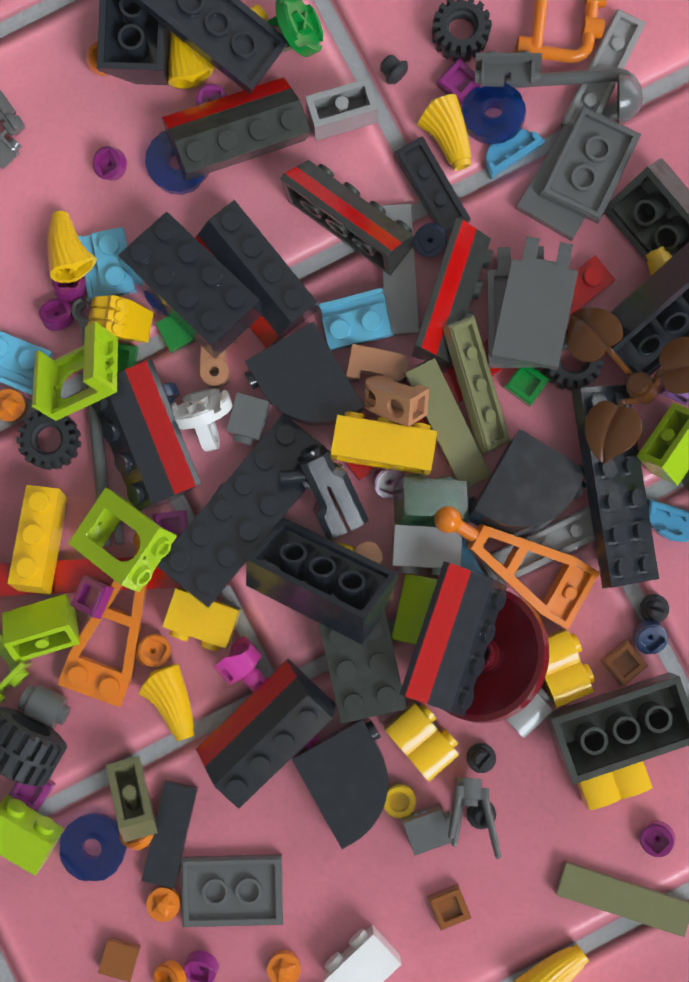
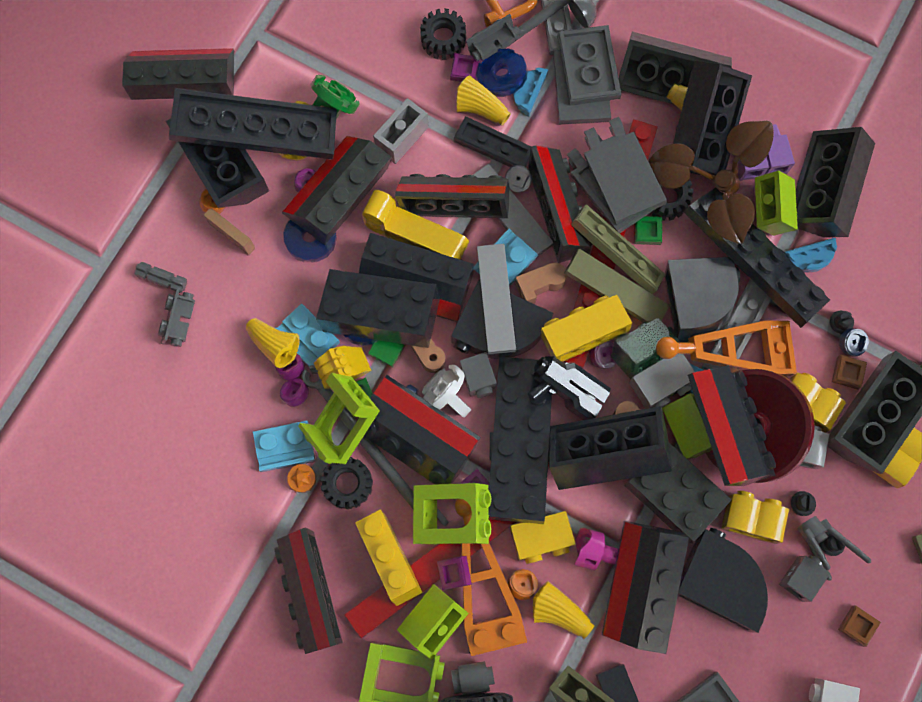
camera: 30 degrees left, 10 degrees down
(98, 102) = (229, 231): none -> medium nougat tile
(109, 163) = (264, 266): magenta tile -> none
(185, 65) = (274, 167): yellow piece -> none
(265, 194) = (403, 226): none -> yellow beam
(315, 353) = (496, 299): none -> light grey tile
(393, 69) = (416, 86): black piece -> none
(396, 400) = (573, 293): nougat leg -> none
(400, 800) = (772, 571): yellow tile -> none

